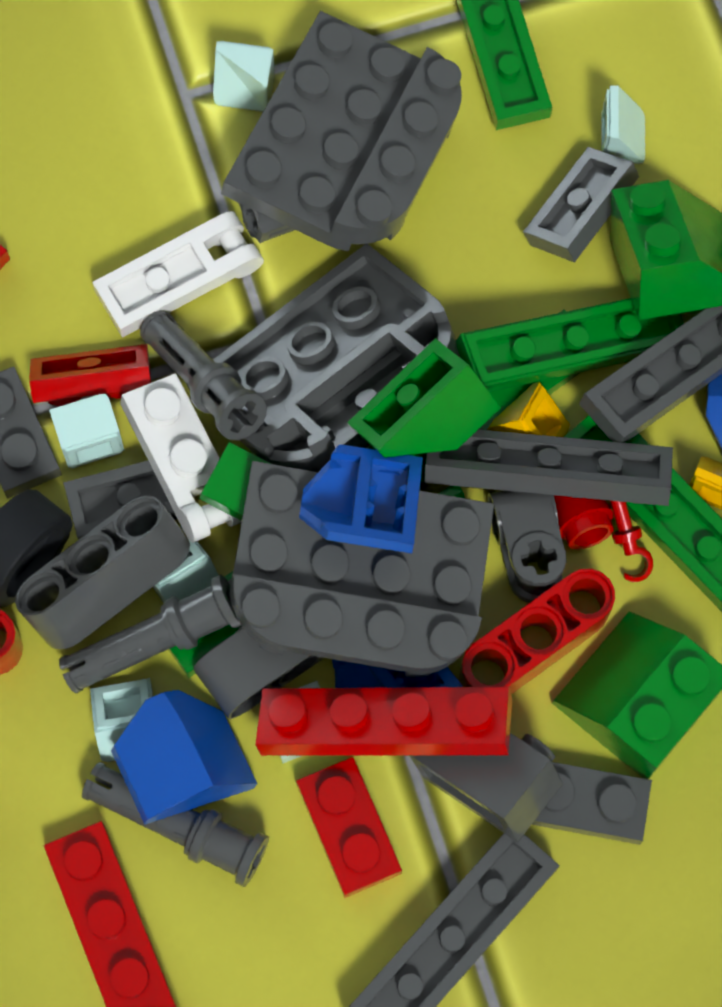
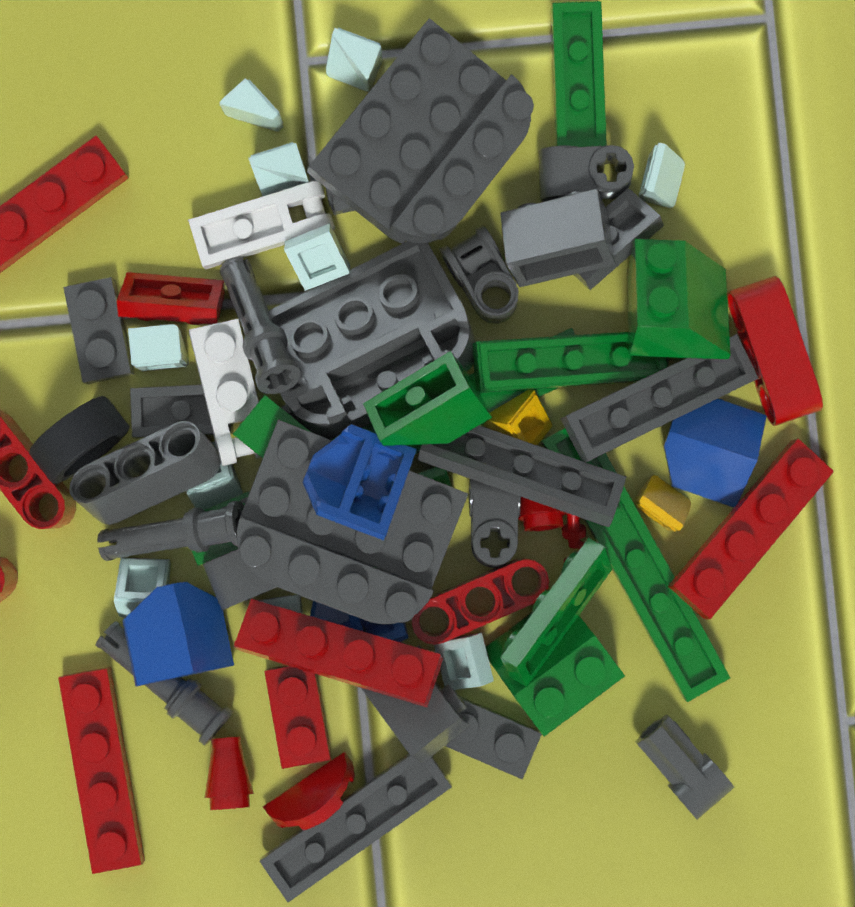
camera: 15 degrees right, 15 degrees up
(139, 148) = (251, 106): none -> light aqua slope
(184, 205) = (278, 169): none -> light aqua slope
(251, 291) = (317, 257): none -> light aqua plate
(281, 921) = (228, 775): none -> red cone
(391, 922) = (314, 797): none -> red tile
(446, 265) = (478, 267): none -> dark grey piece
(523, 209) = (557, 238): none -> brick
(530, 140) = (581, 169): none -> dark grey piece
(540, 709) = (465, 662): none -> light aqua plate
(632, 619) = (556, 612): none -> green plate

